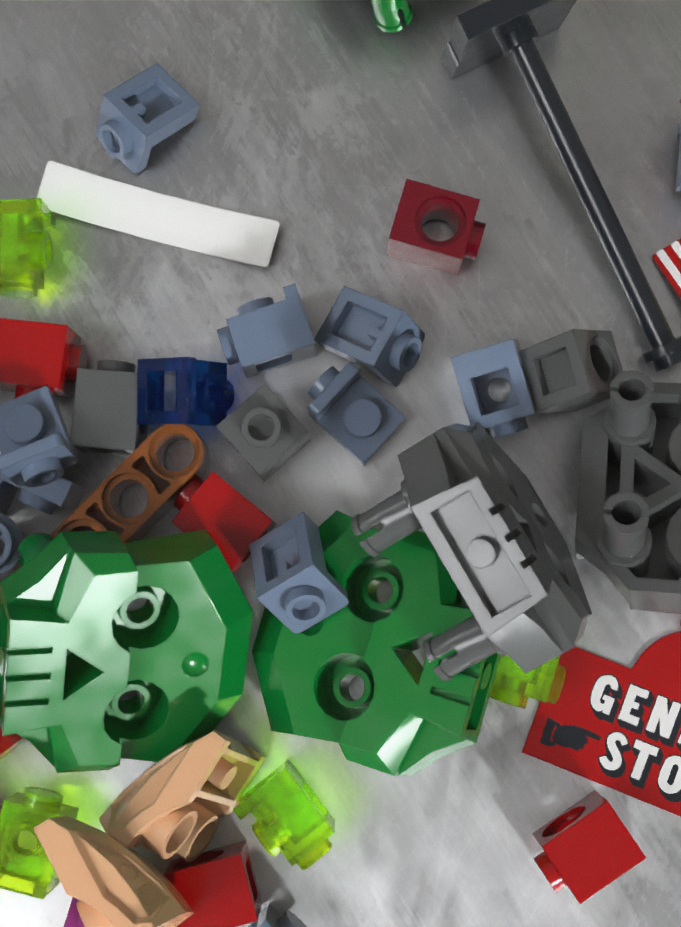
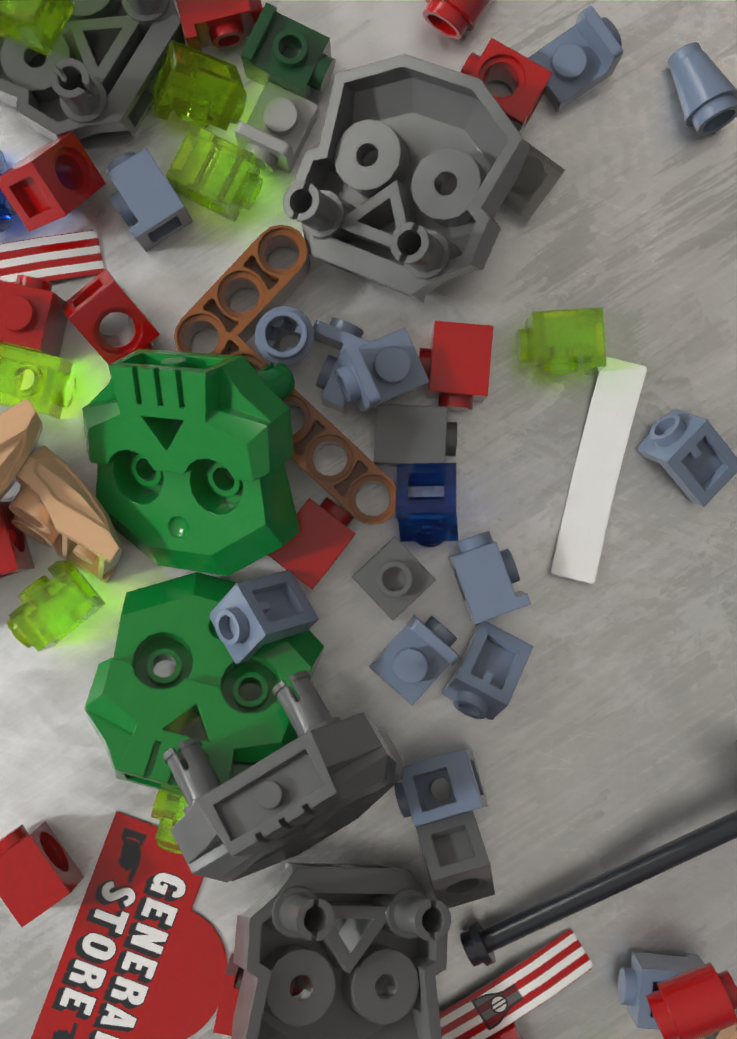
camera: 85 degrees right, 5 degrees up
(426, 202) = (581, 705): dark red brick -> none

